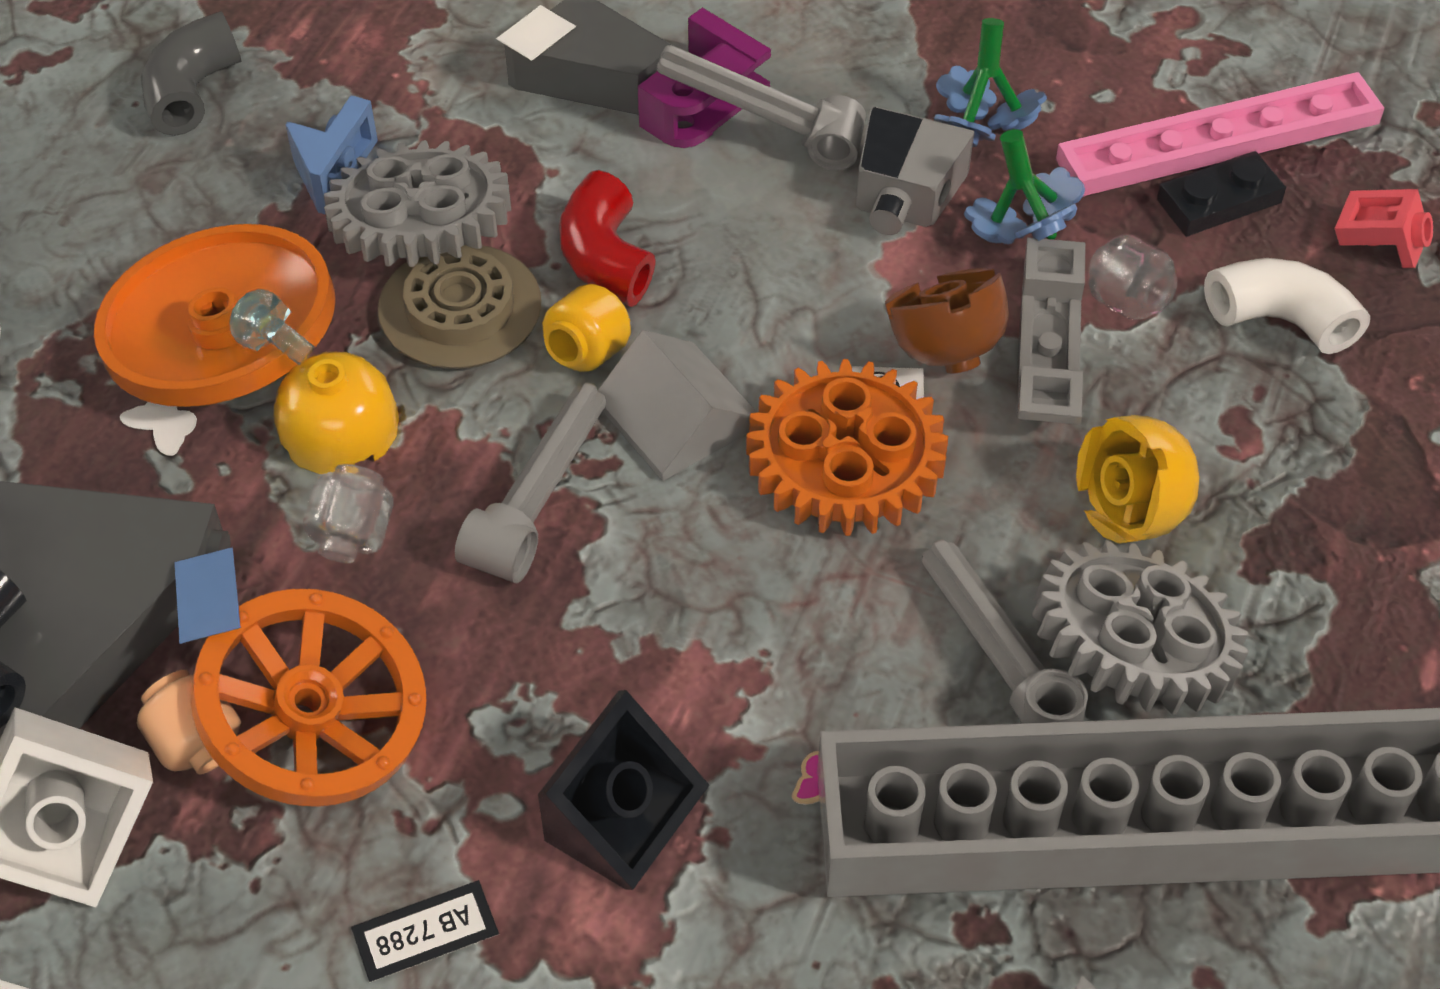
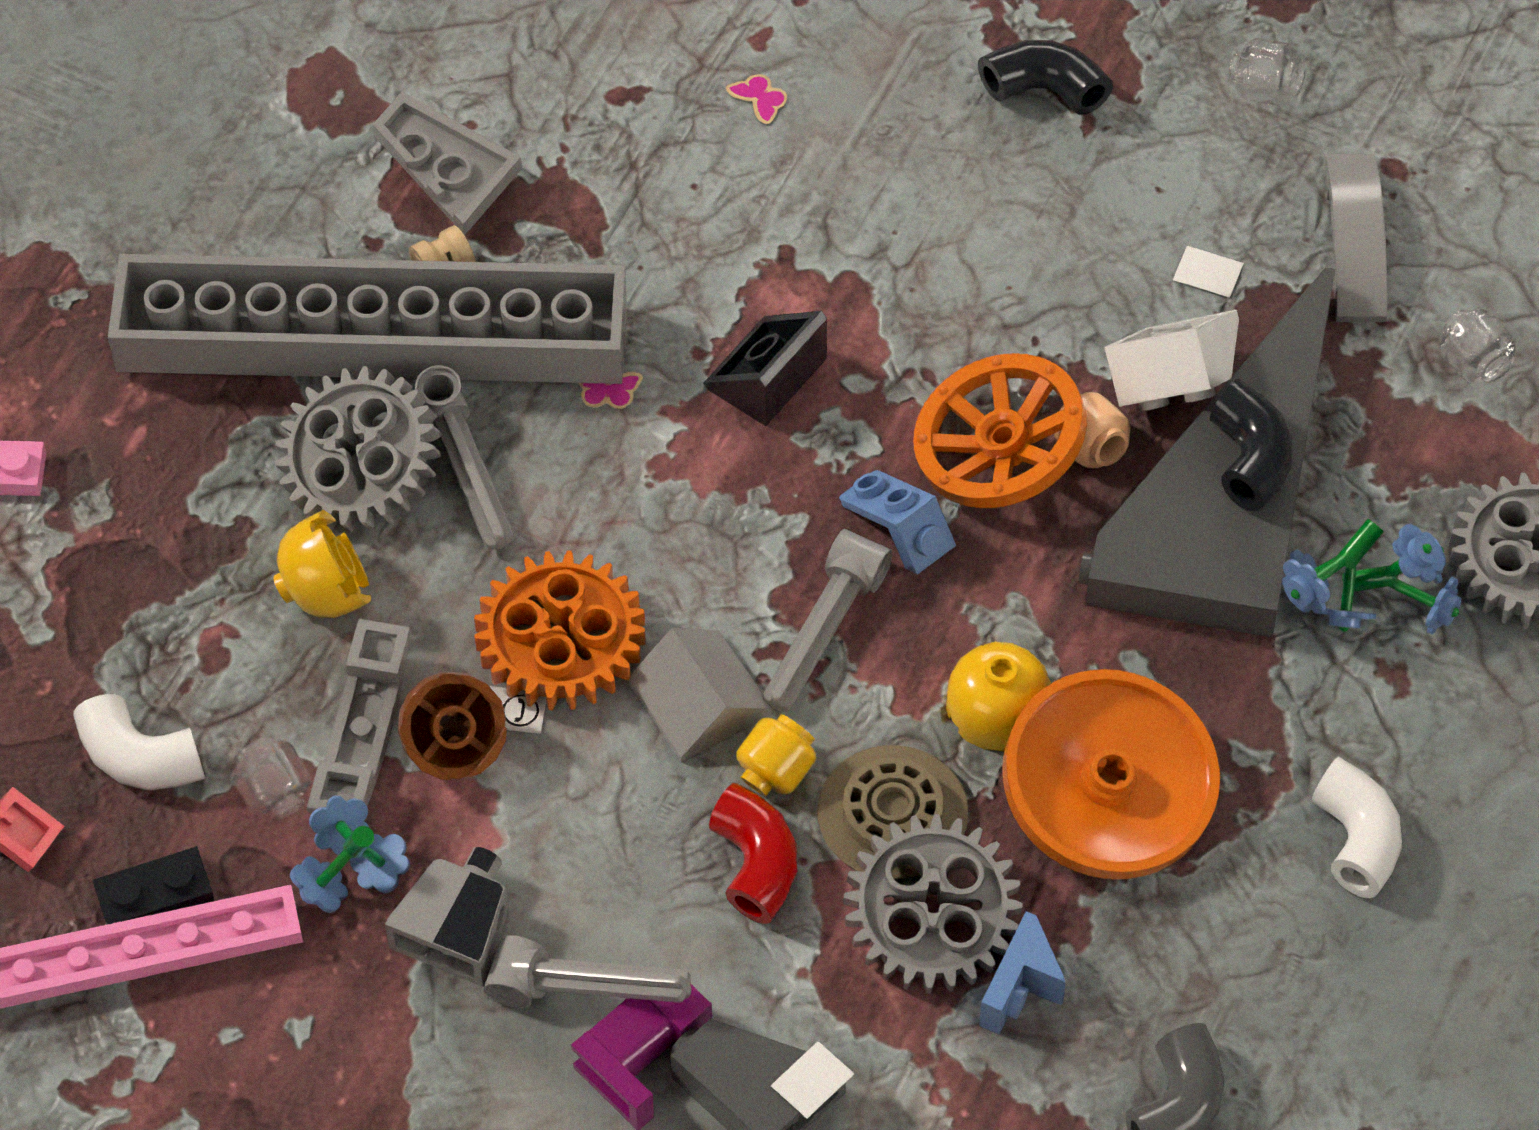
camera: 175 degrees left, 5 degrees up
(206, 595) = (1082, 483): medium blue sticker -> none
(261, 320) = (1058, 708): clear light blue plate -> none
(348, 513) = (981, 591): clear head -> none
(424, 931) = (912, 303): sticker -> none
(453, 604) = (907, 512): none -> medium blue bracket
(971, 94) = (331, 994): plant -> none
(1098, 923) = (448, 247): none -> tan wheel

